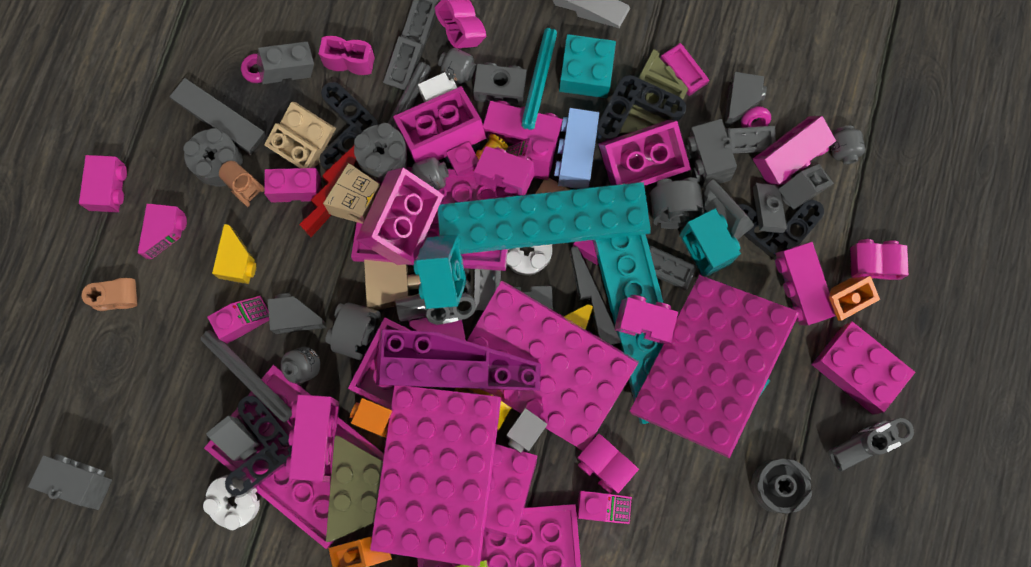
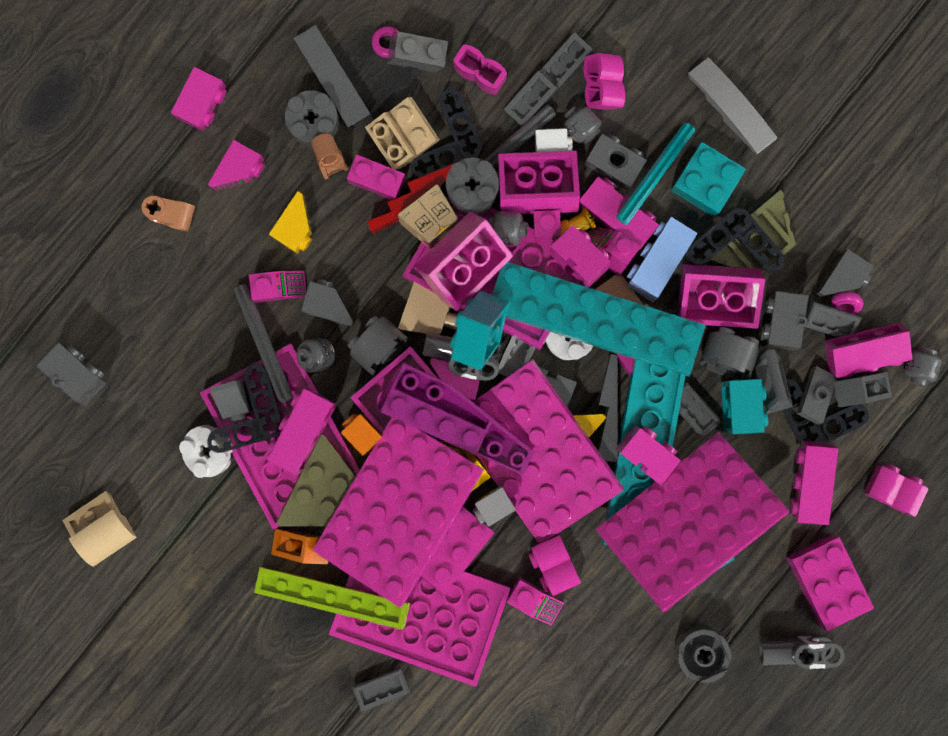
camera: 25 degrees right, 10 degrees up
(685, 68) = (803, 221): dark pink tile -> none
(852, 296) = (851, 514): orange slope -> none

